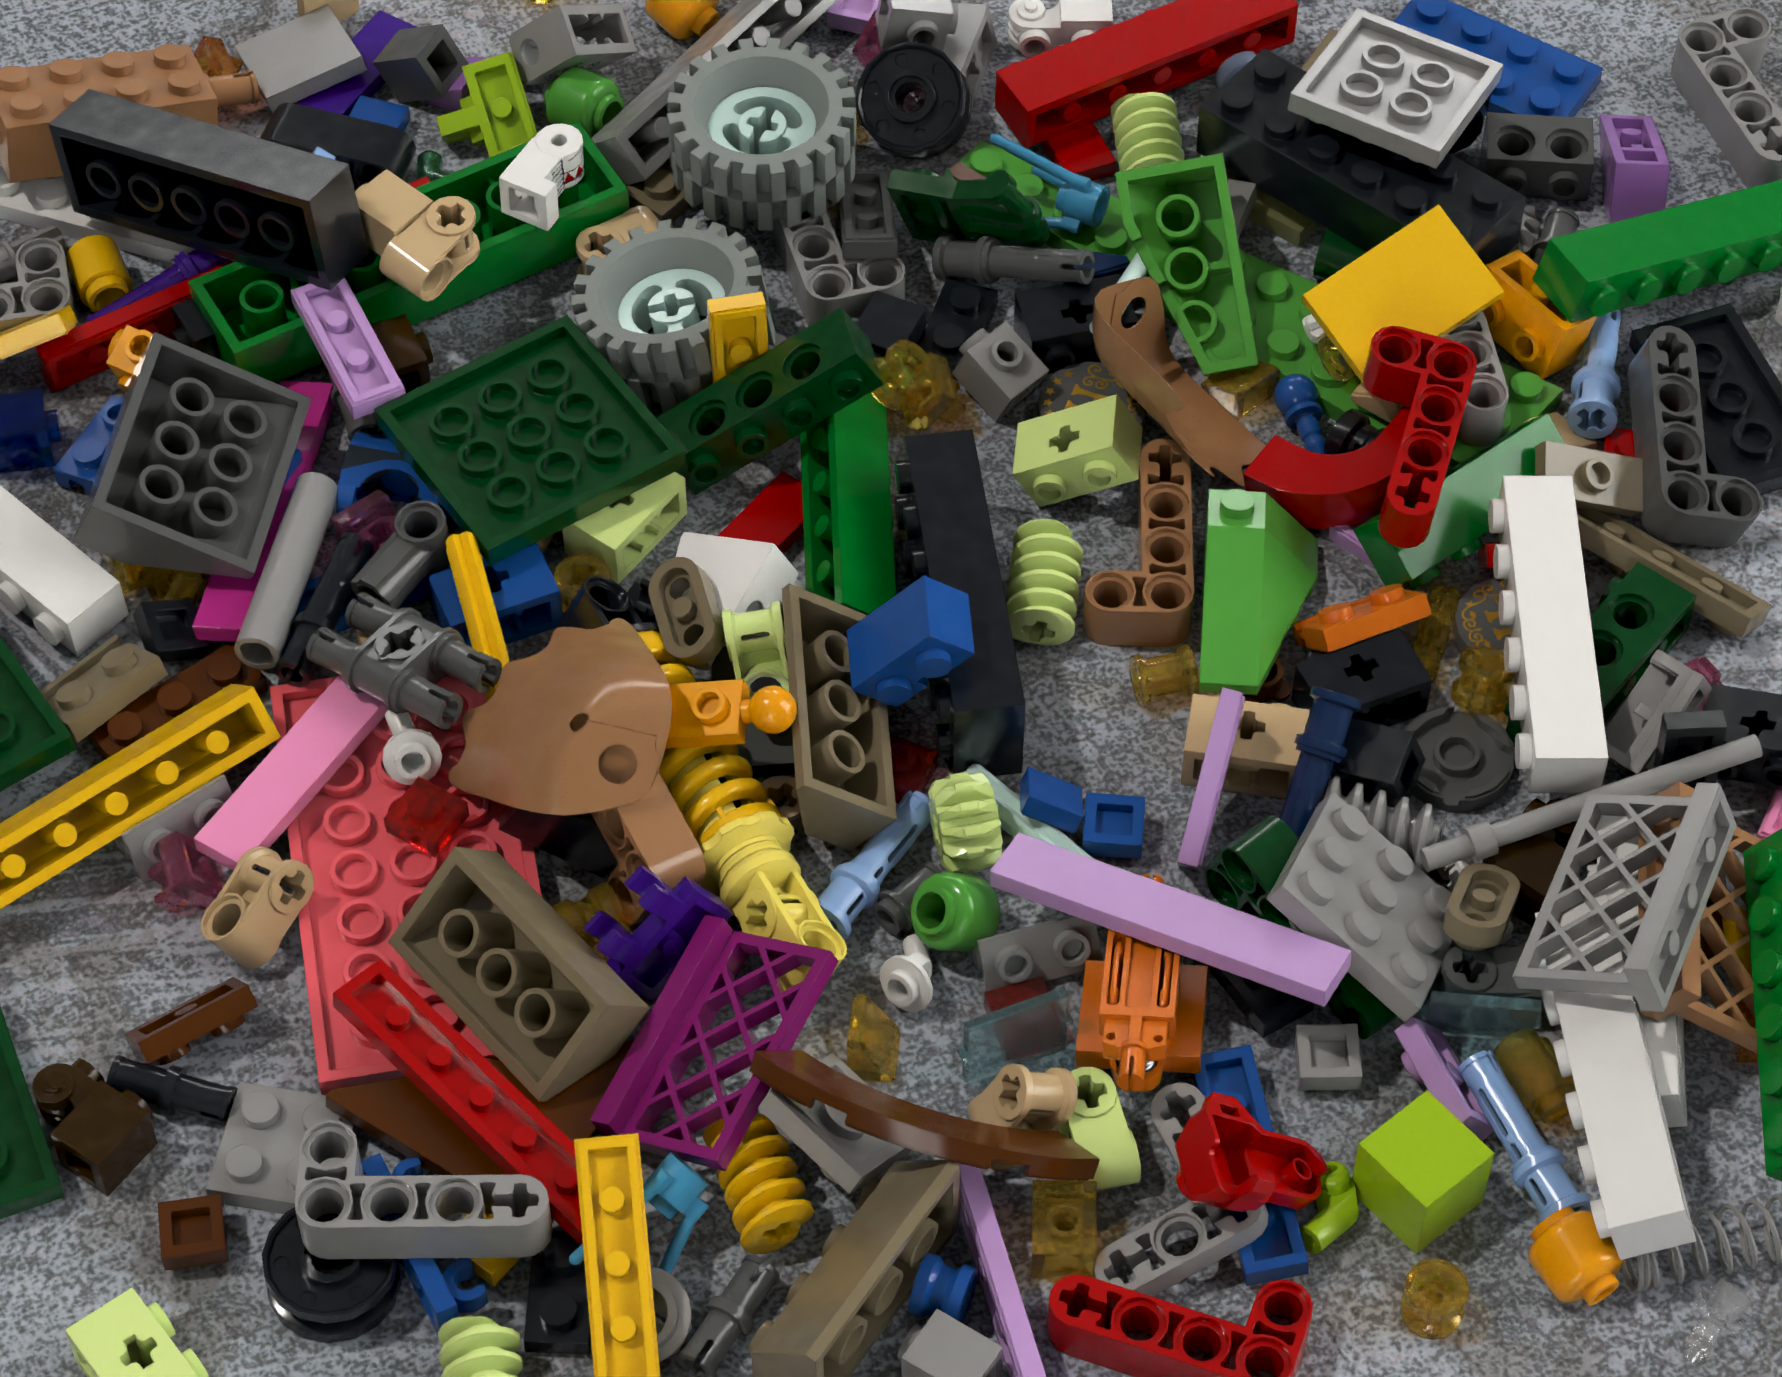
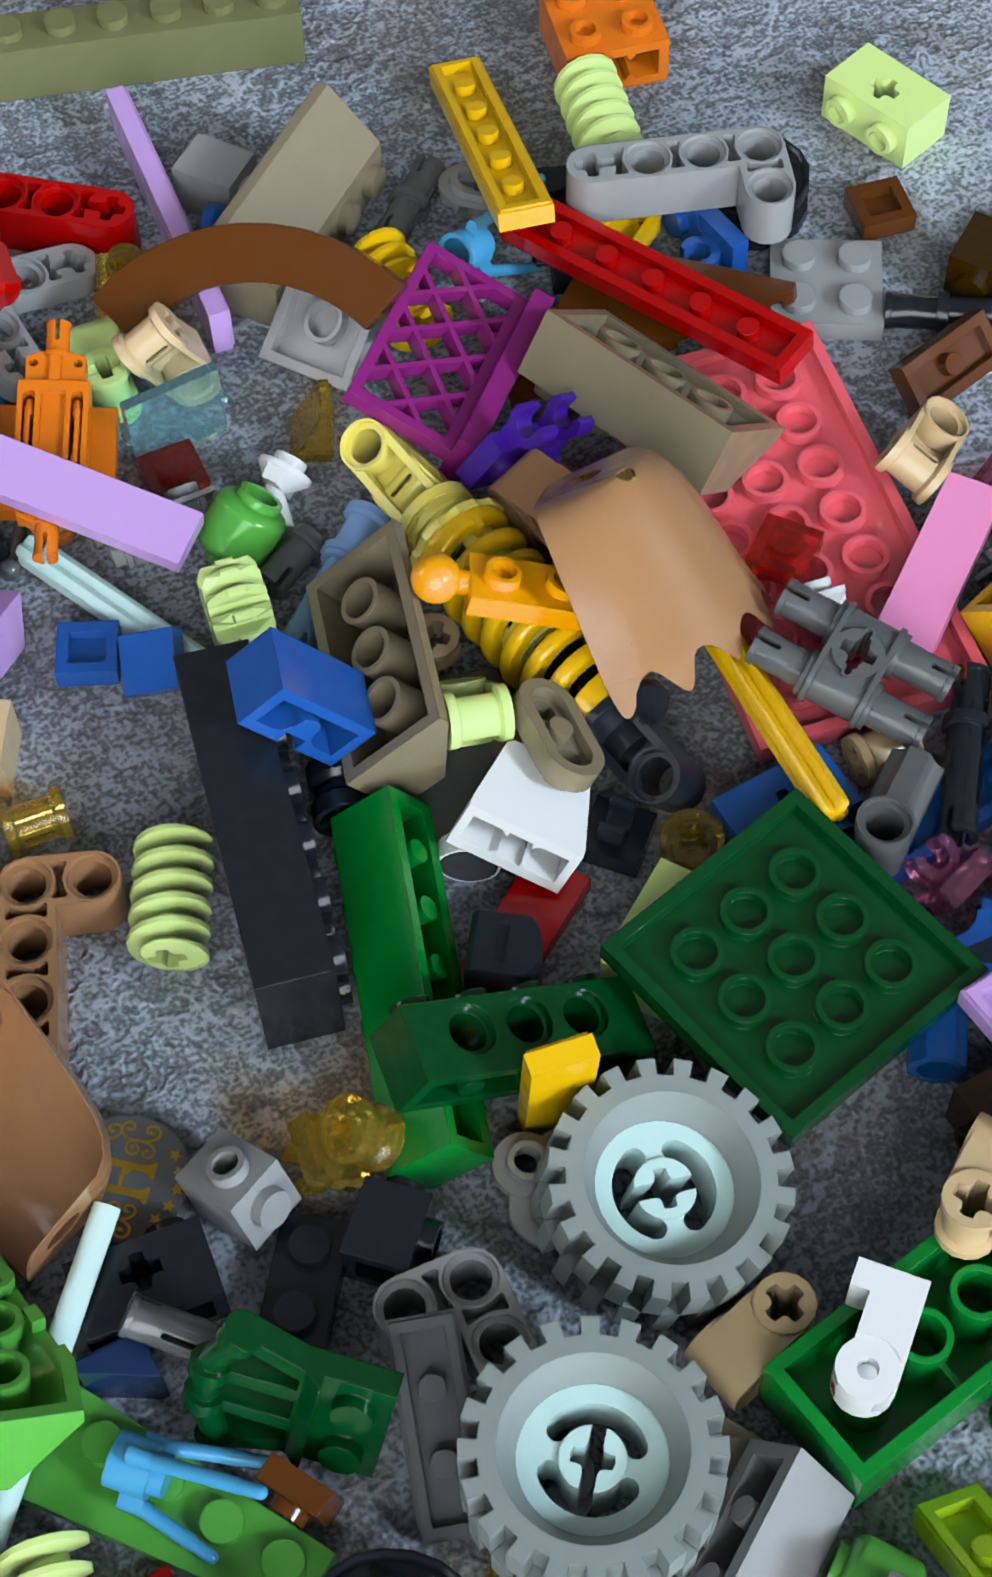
camera: 175 degrees right, 5 degrees up
(765, 489) = (502, 951): none -> black piece
(1077, 451) = (139, 1058): yellowish green brick -> none

